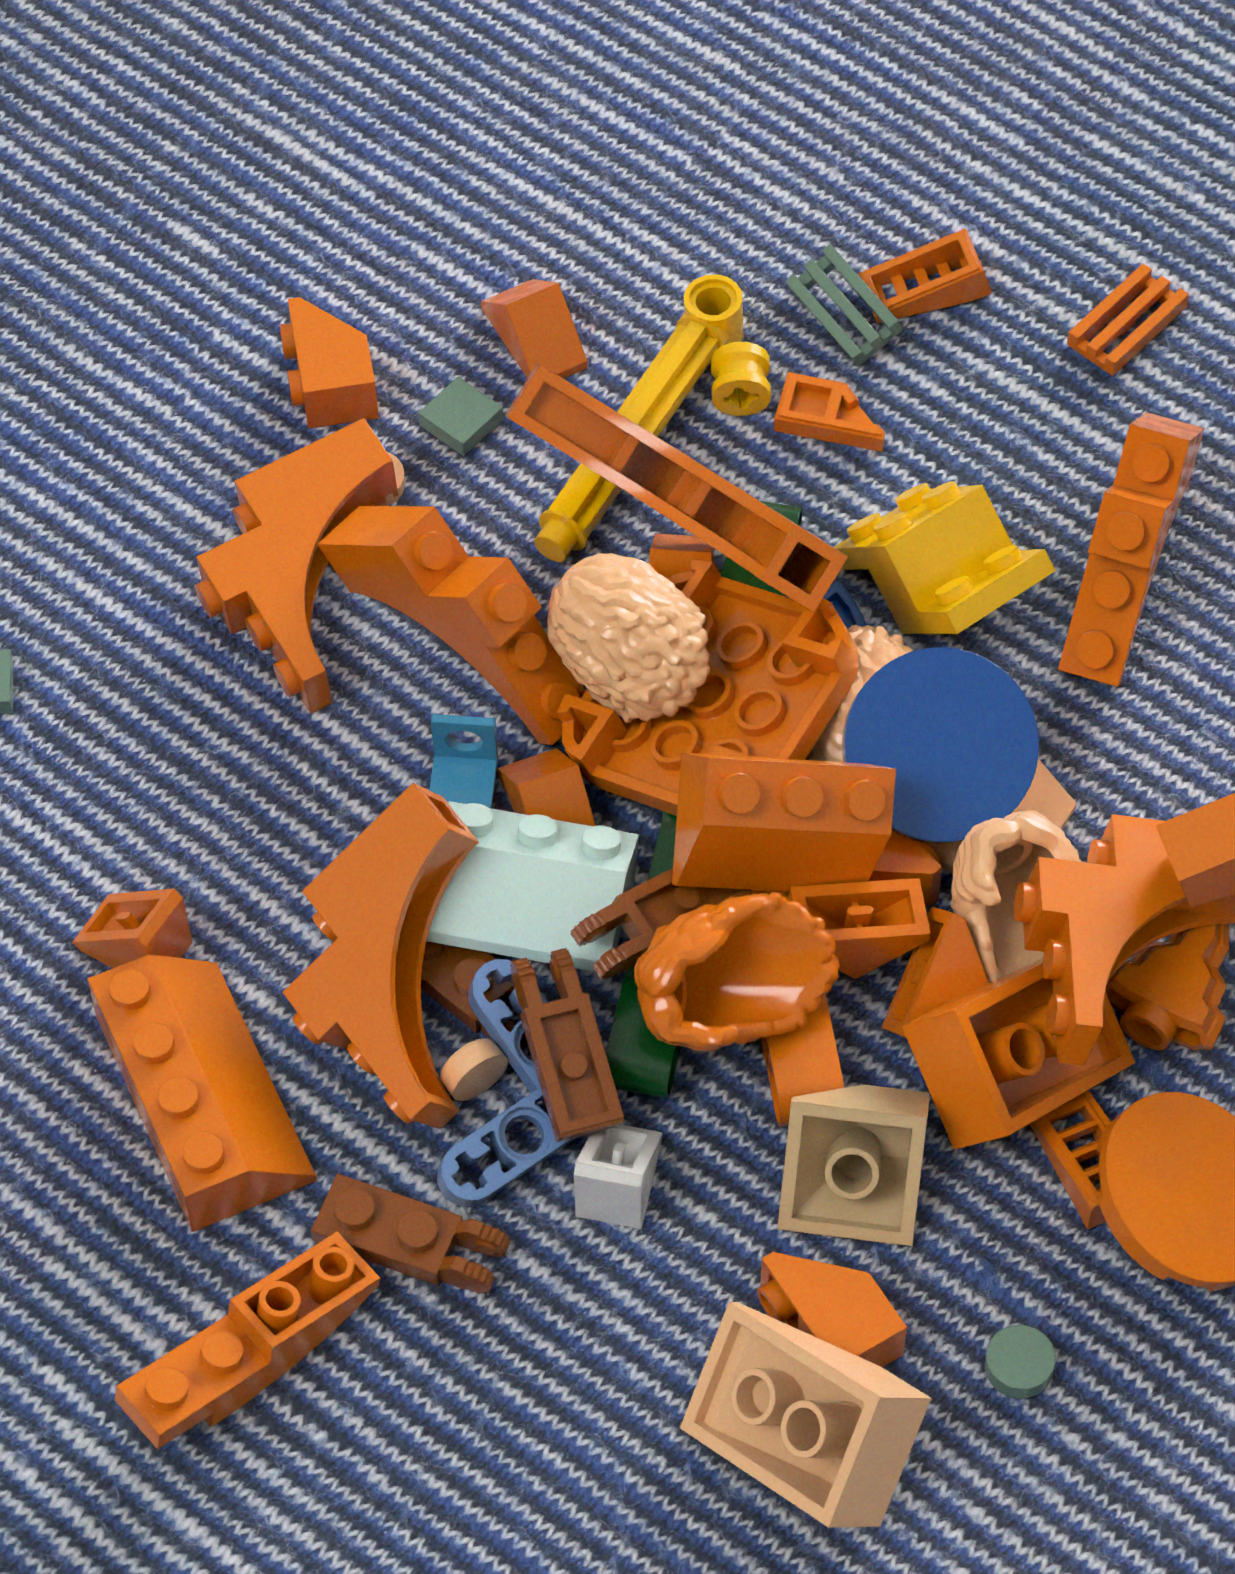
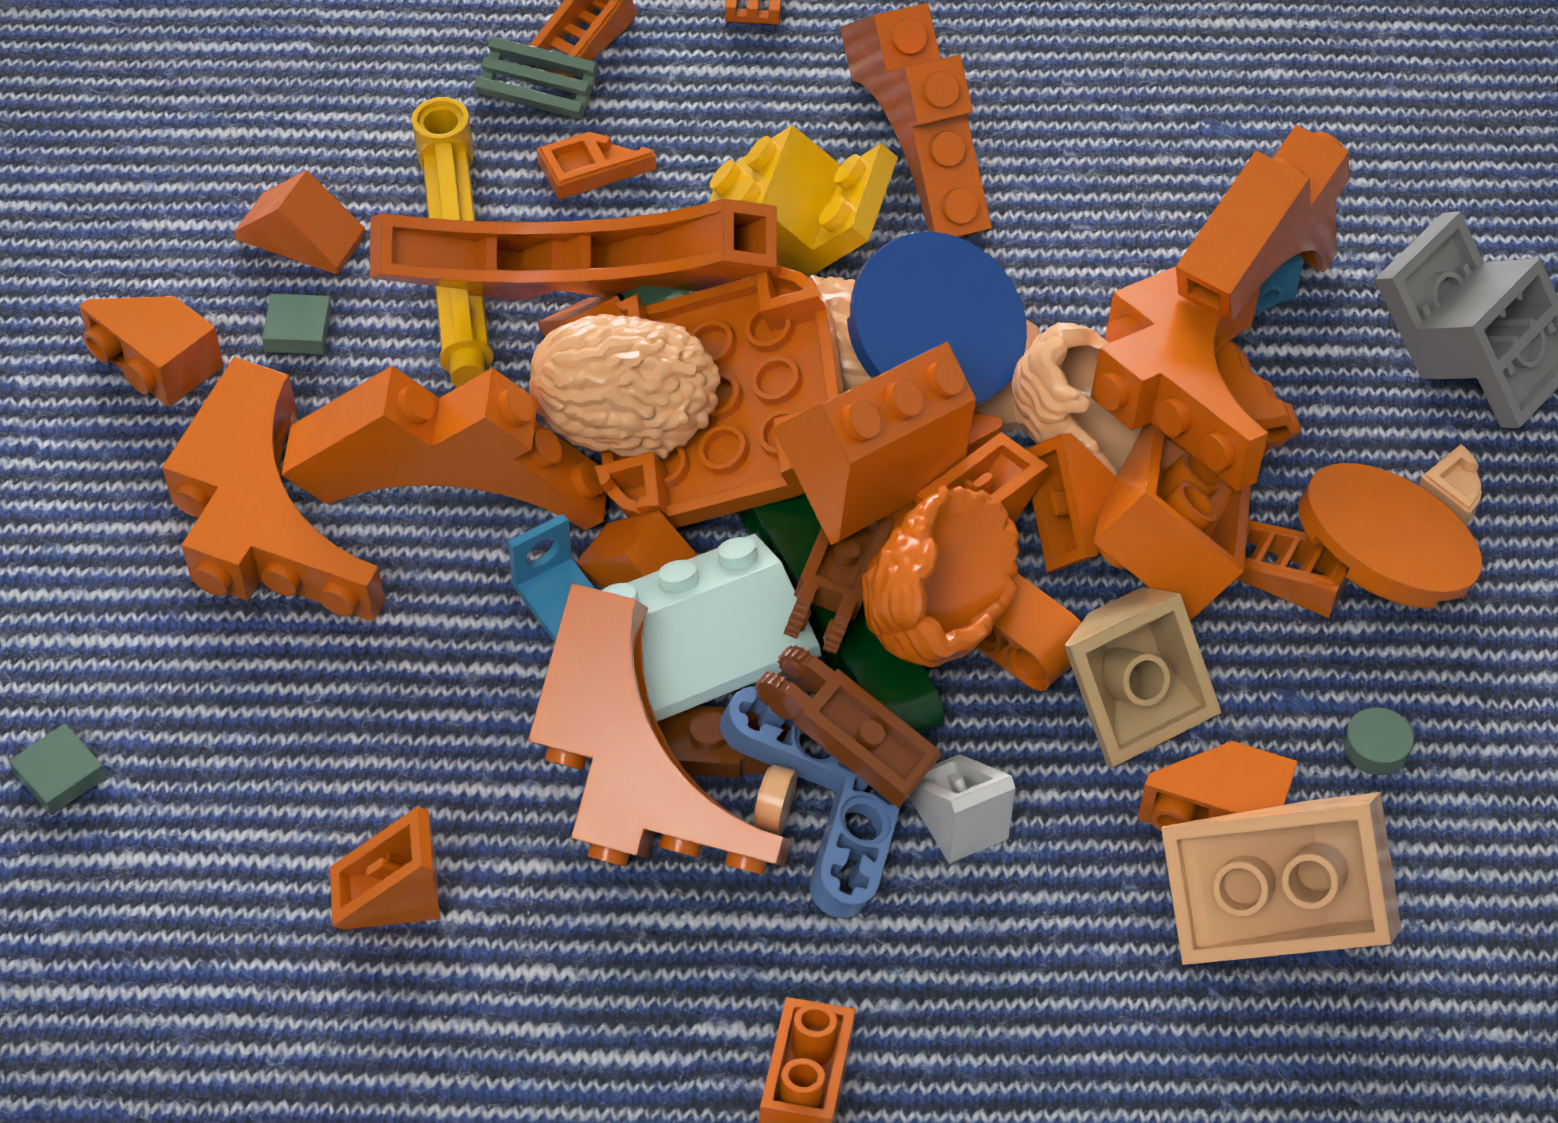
camera: 40 degrees left, 5 degrees down
(199, 1086) = (553, 970): orange slope -> none
(408, 1234) = (837, 964): dark orange hinge -> none
(740, 378) = (507, 170): yellow wheel -> none

